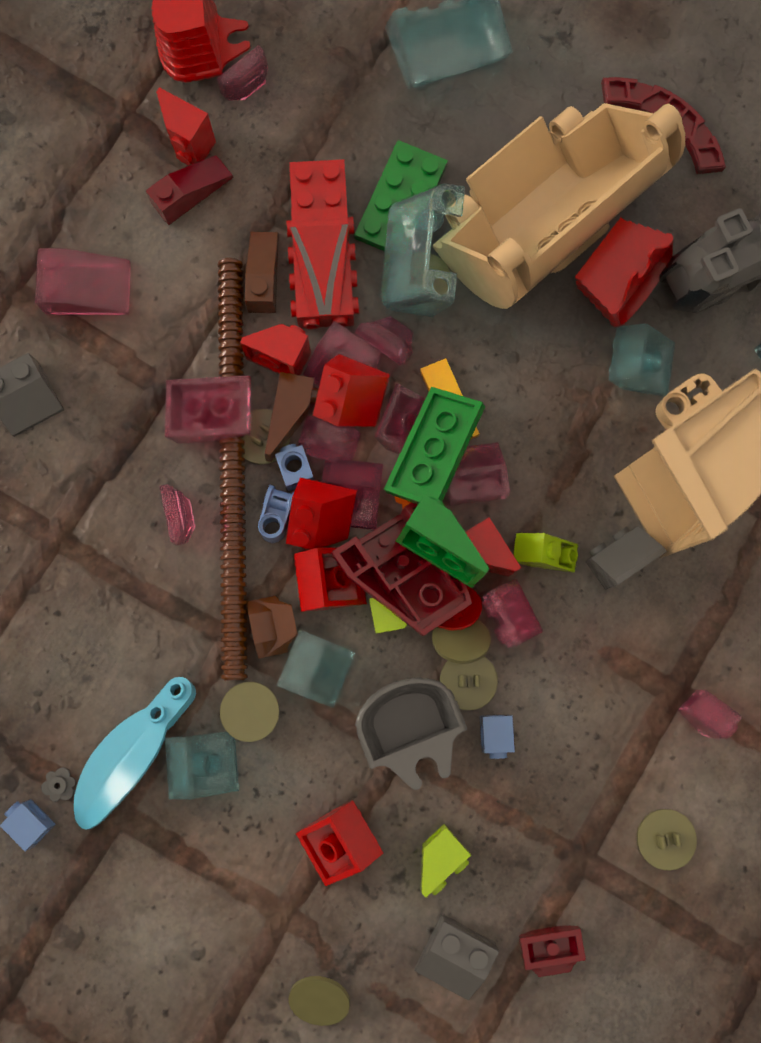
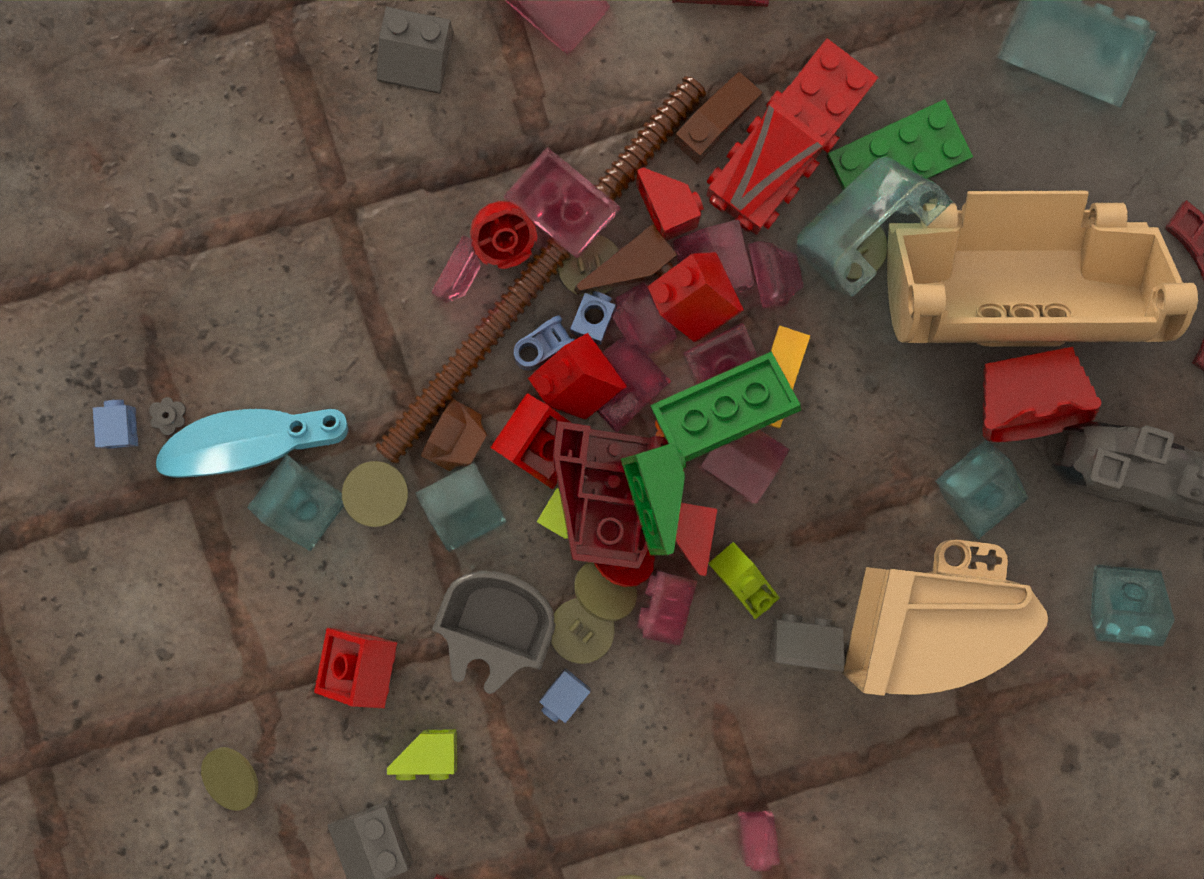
camera: 45 degrees right, 5 degrees up
(186, 463) = (502, 235): none -> red cylinder

